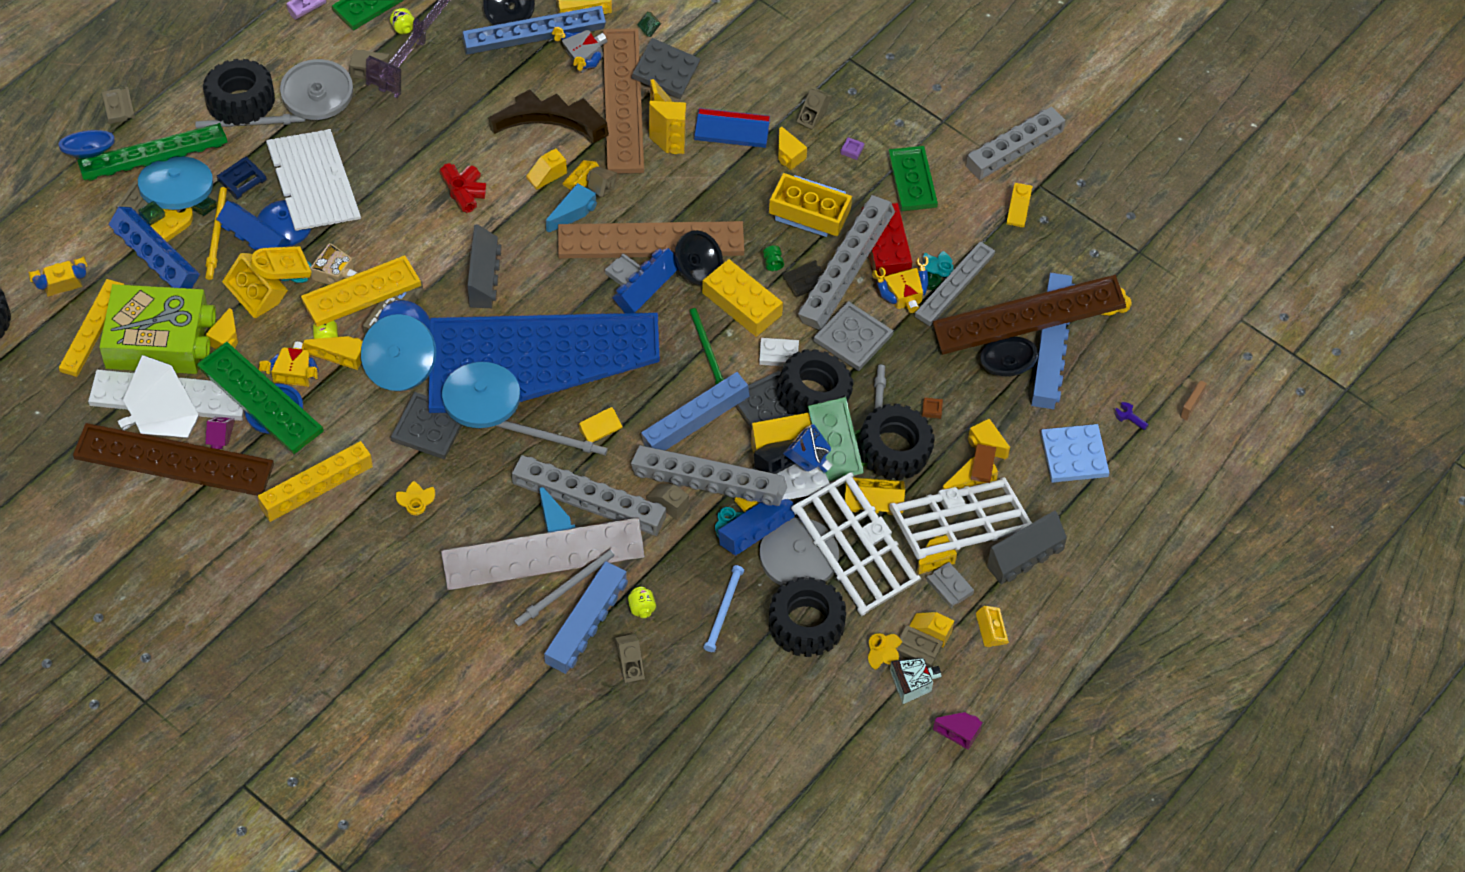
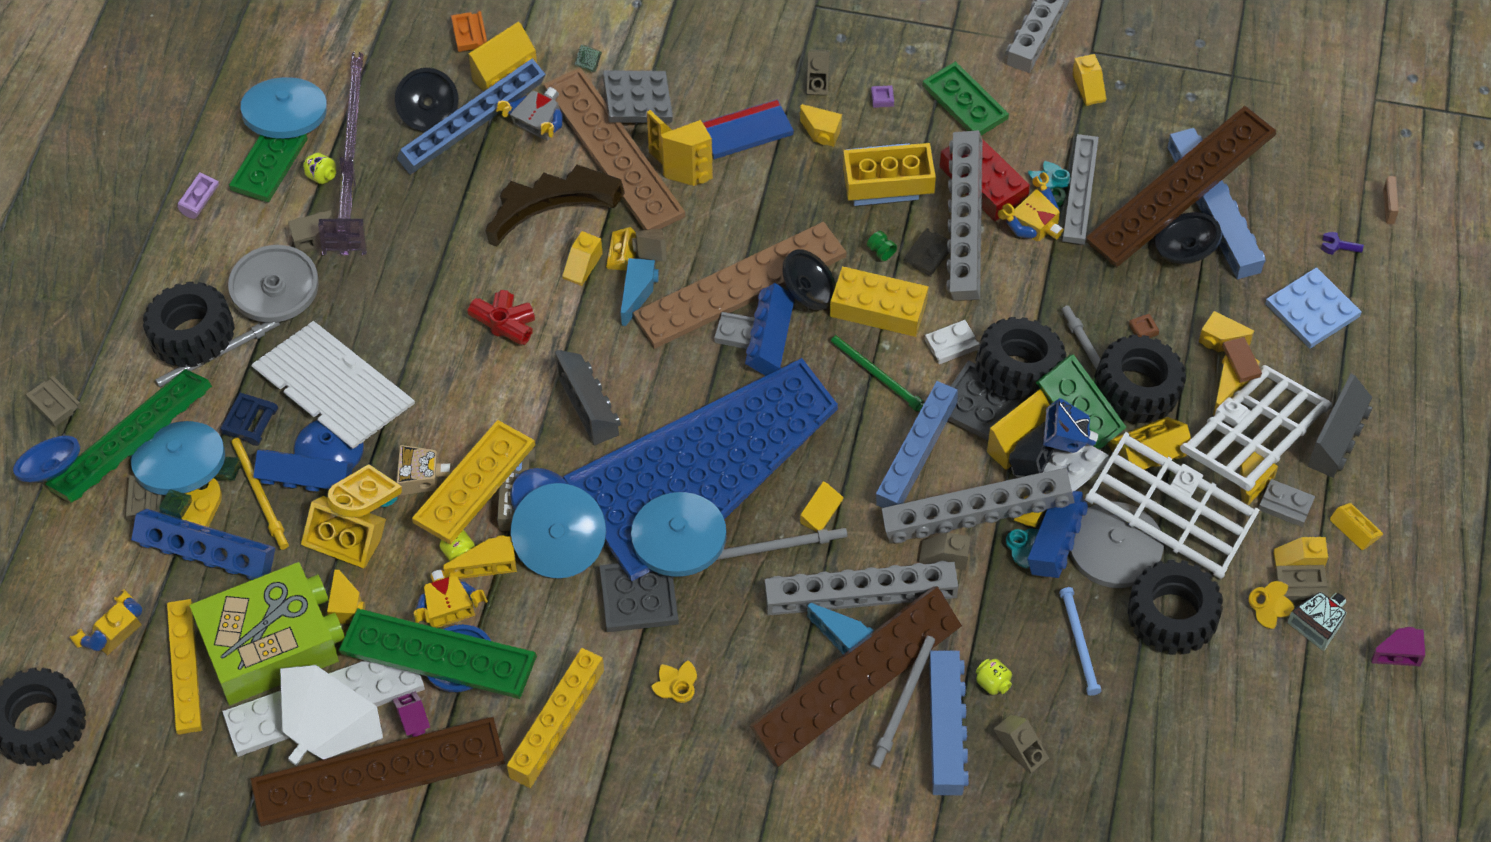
camera: 25 degrees left, 0 degrees up
(853, 336) = (1016, 289): light grey plate -> none

